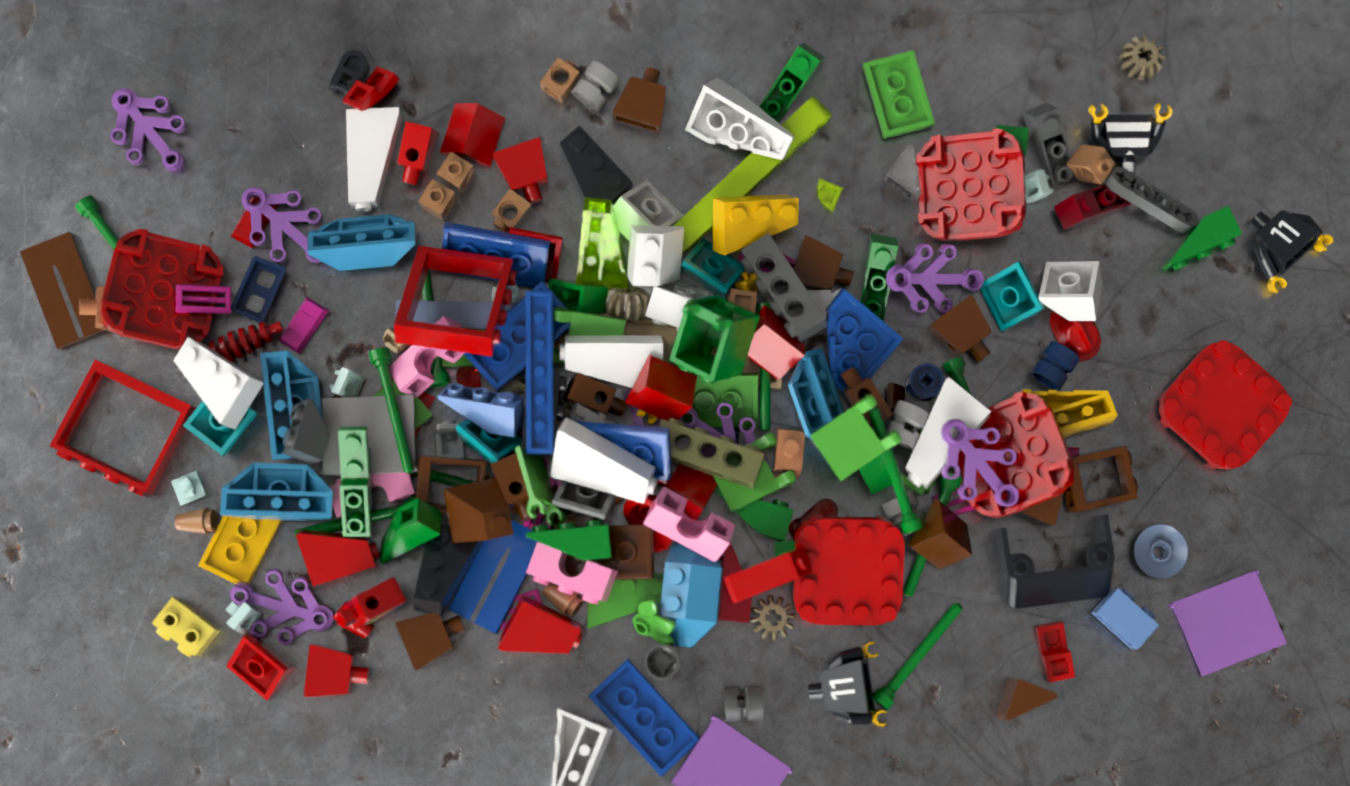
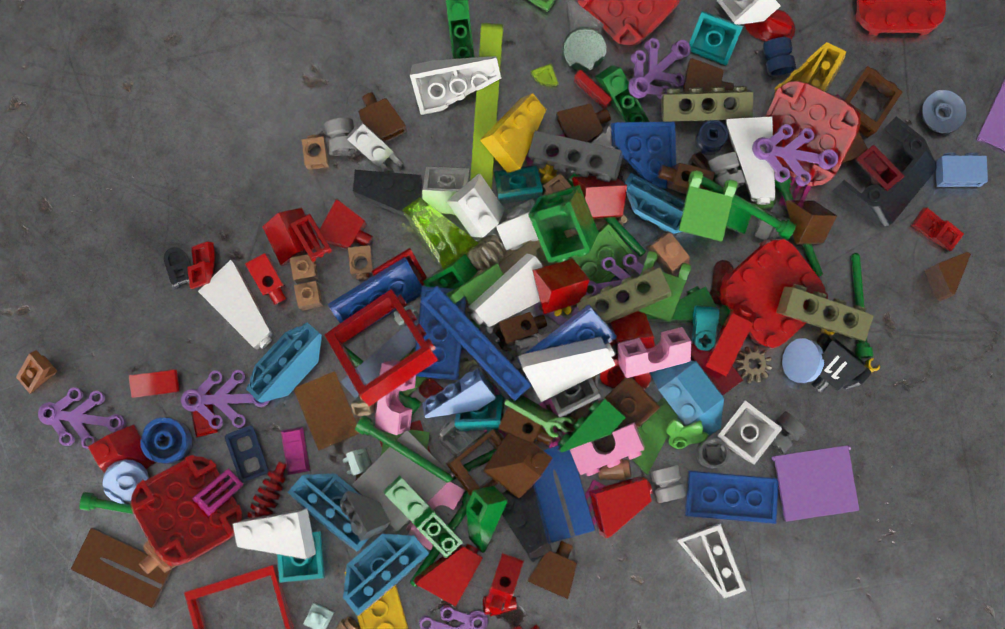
camera: 35 degrees left, 0 degrees up
(133, 212) = (121, 479): none -> light blue tile
(146, 54) = (35, 371): none -> dark orange slope
(153, 192) = (119, 446): none -> red slope
(194, 201) = (154, 436): none -> blue brick
(236, 155) = (154, 383): none -> red slope
(362, 314) = (326, 410): none -> clear orange tile
(480, 171) = (319, 252): none -> red tile
(597, 653) = (667, 484): none -> light grey wheel
(614, 121) = (373, 147): none -> hinge
(709, 673) = (749, 433): none -> white slope
(760, 541) = (705, 322): none -> teal piece
(819, 655) = (803, 360): none -> light blue tile
(858, 244) = (592, 89): none -> red tile
(884, 201) = (584, 48): none -> clear green tile
(895, 668) = (792, 306): none -> olive brick
(949, 364) = (741, 109): none -> olive brick
(1049, 547) = (879, 168): none -> dark red slope

